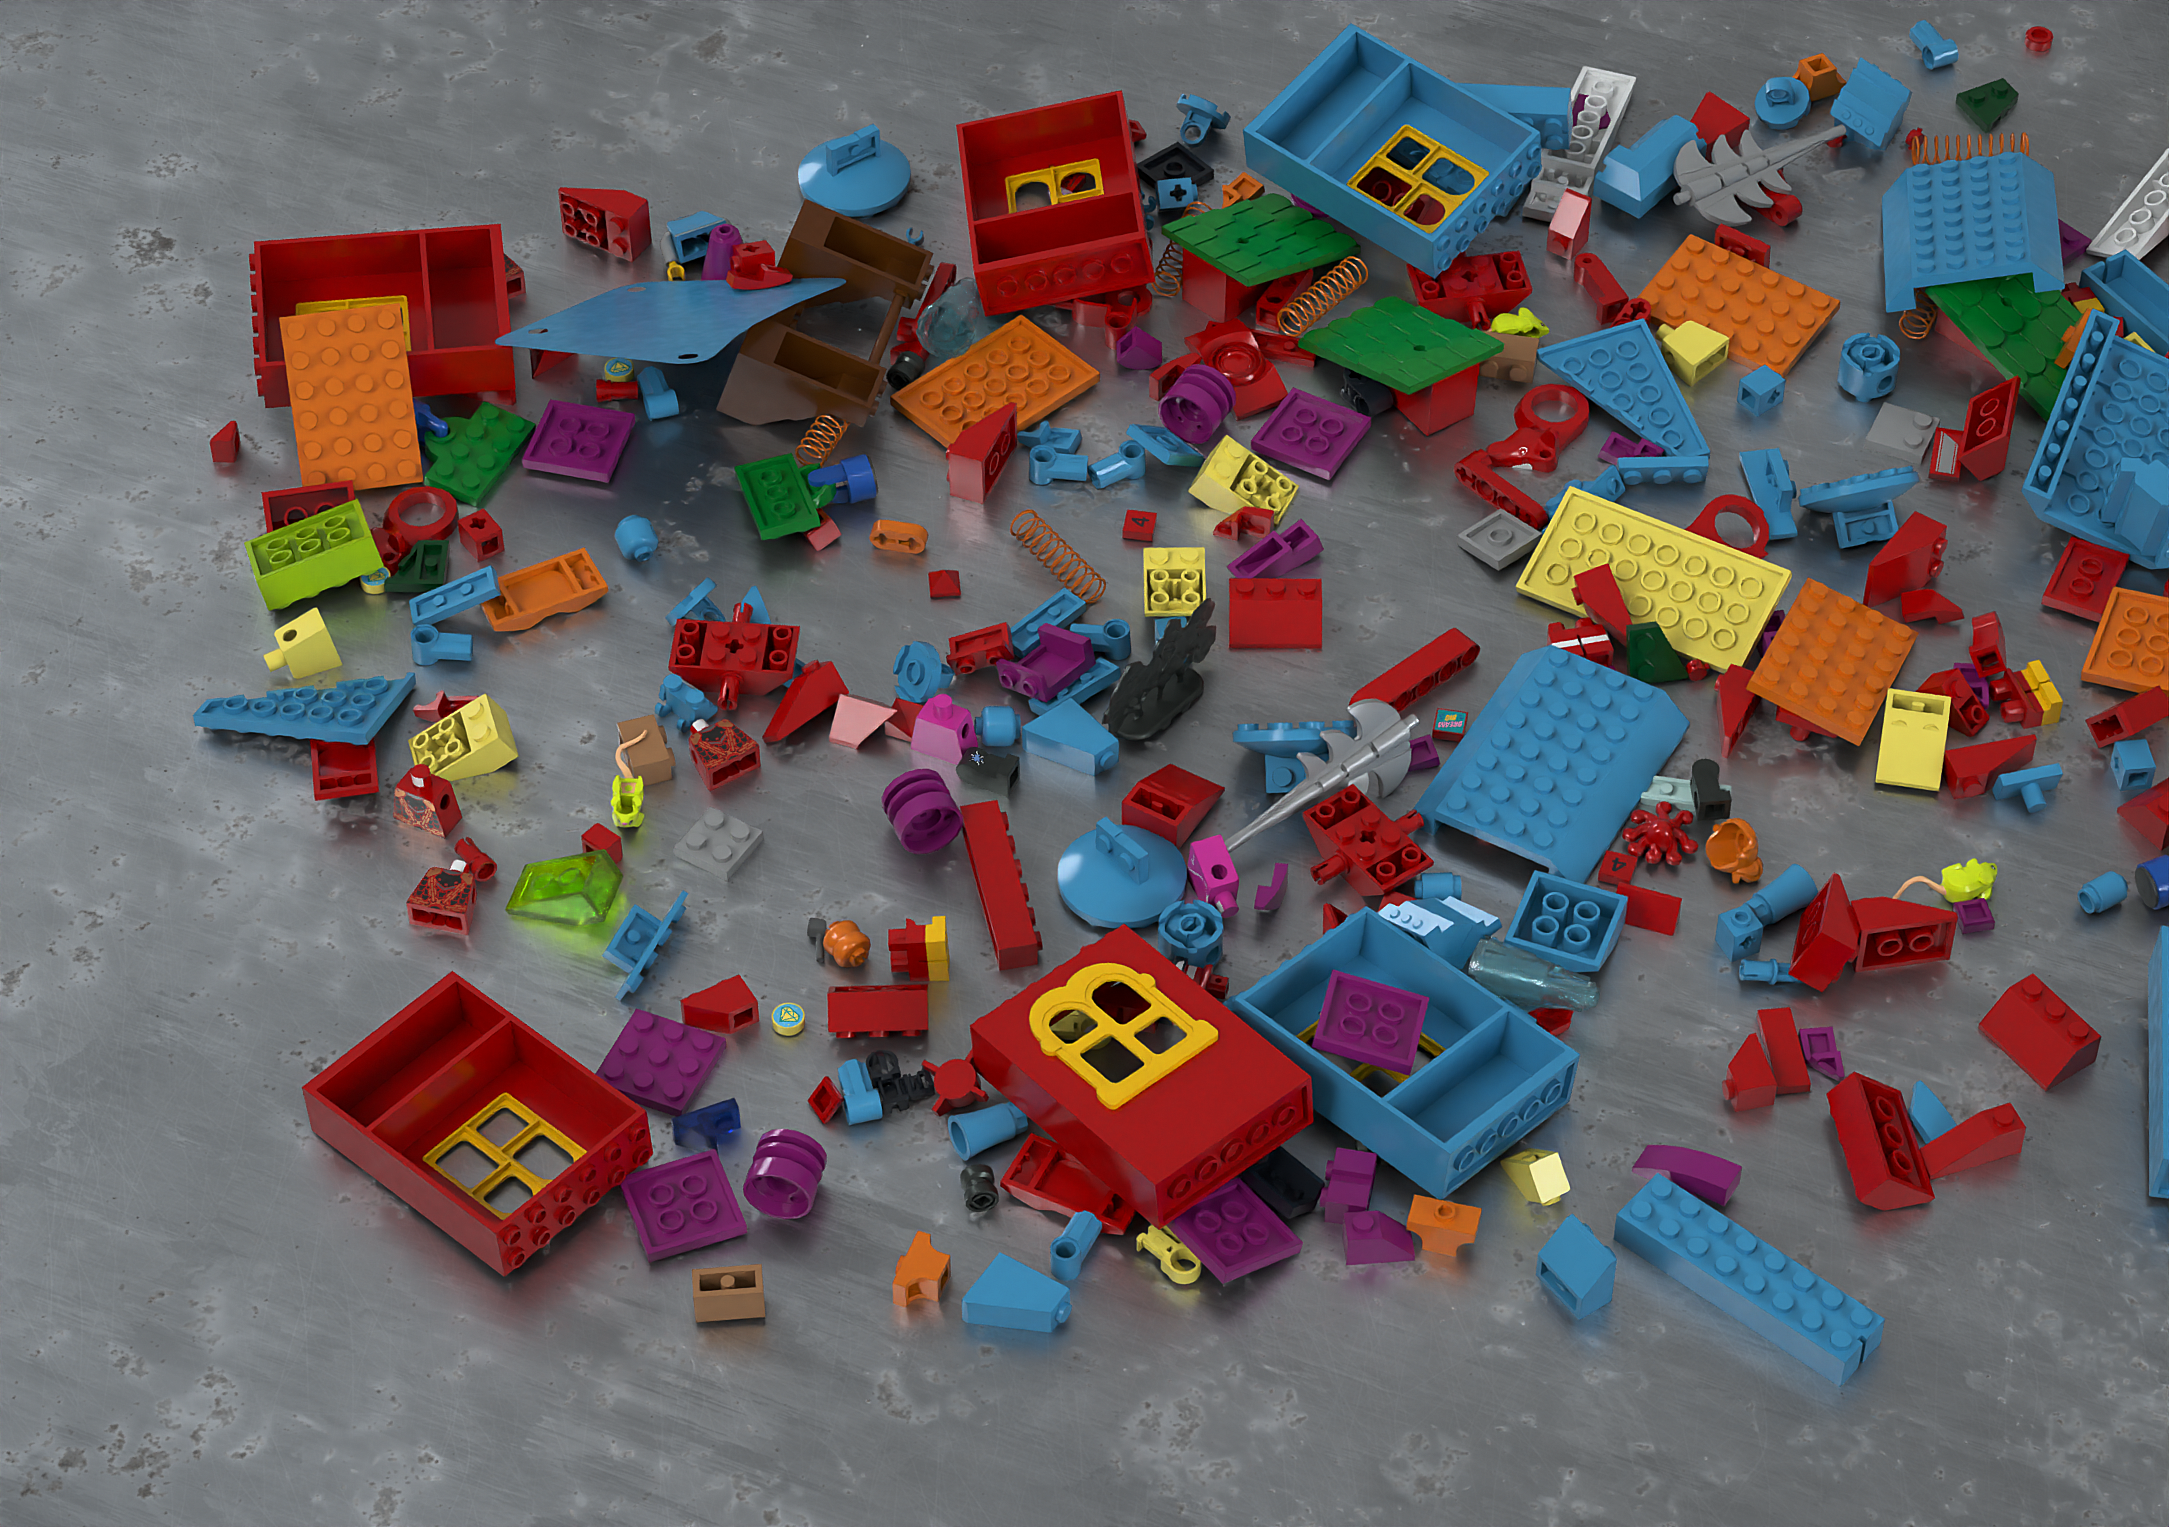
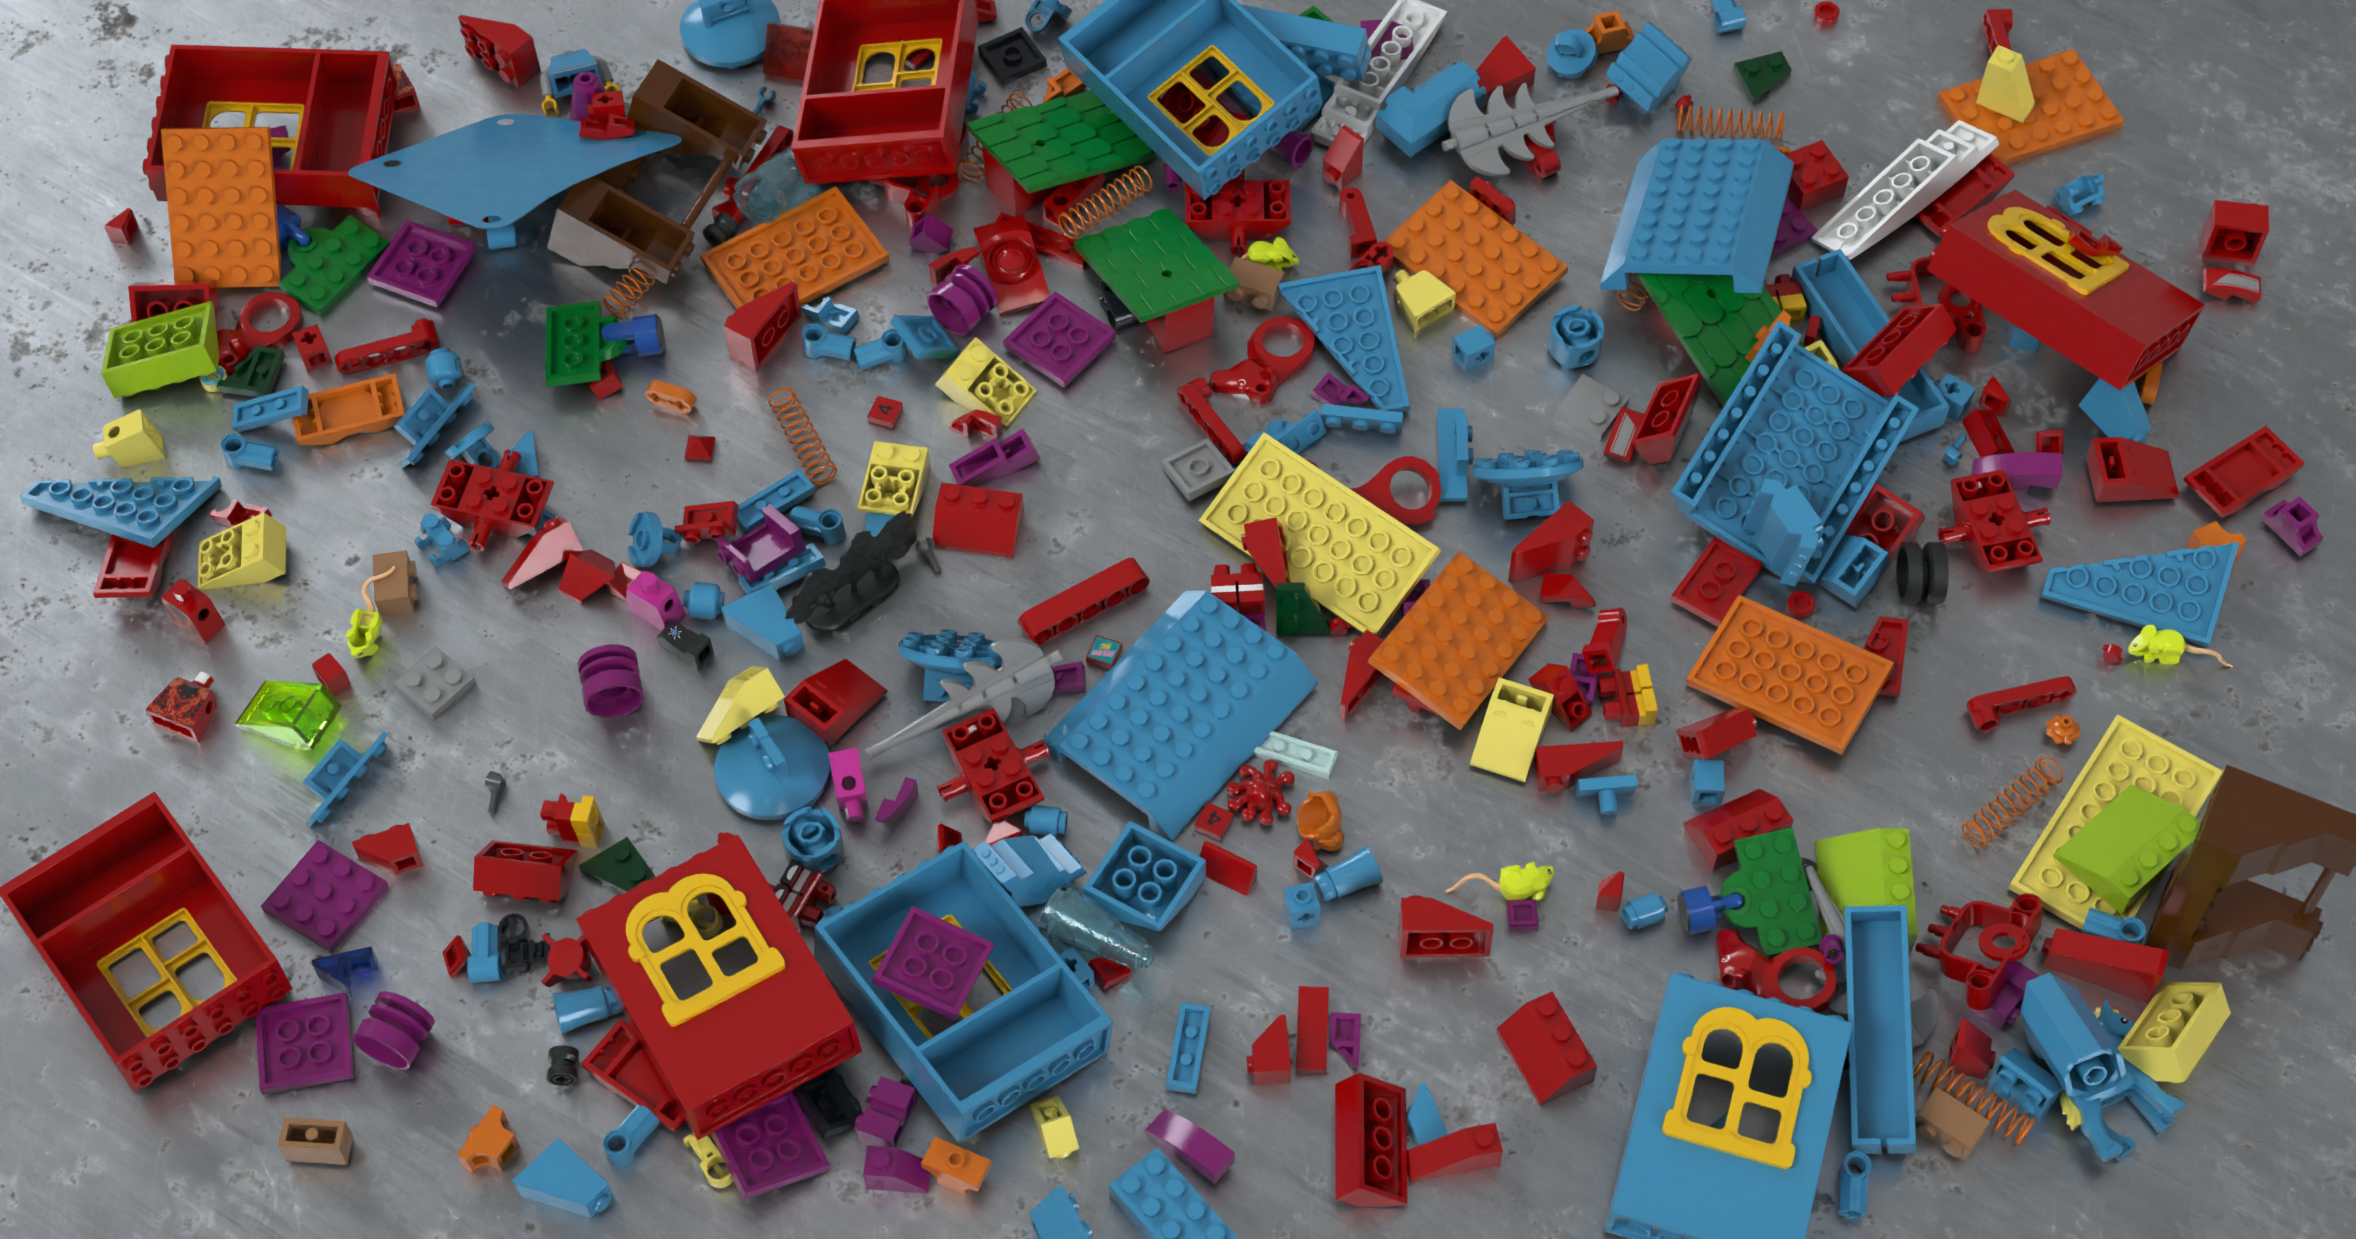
camera: 10 degrees right, 10 degrees up
(480, 863) = (223, 674): red pin -> none
(601, 507) = (423, 336): none -> red beam
(632, 588) = (426, 417): none -> dark azure bracket
(722, 752) = (458, 593): red torso -> none
(788, 1019) = (446, 868): tile -> none
(846, 943) = (514, 802): orange piece -> none
(932, 189) = (787, 50): none -> clear red bracket
(977, 992) = (618, 867): none -> dark green wing
(999, 885) = (662, 762): red brick -> none
(1073, 813) = (739, 704): none -> light yellow slope
(1165, 187) = (995, 74): dark azure brick -> none
(1220, 651) = (929, 553): none -> dark grey hand
(1386, 264) = (1173, 180): none -> magenta pin
(1511, 223) = (1295, 147): none -> magenta plant
(1657, 1083) = (1188, 1048): none -> dark azure plate
(1707, 797) = (1310, 750): pearl dark grey leg -> none
(1731, 890) = (1306, 860): none -> red slope
(1766, 971) = (1322, 948): dark azure axle -> none
(1825, 937) = (1374, 926): red slope -> none
(2062, 880) = (1610, 892): none -> red slope
(2079, 189) = (1815, 177): none -> red brick

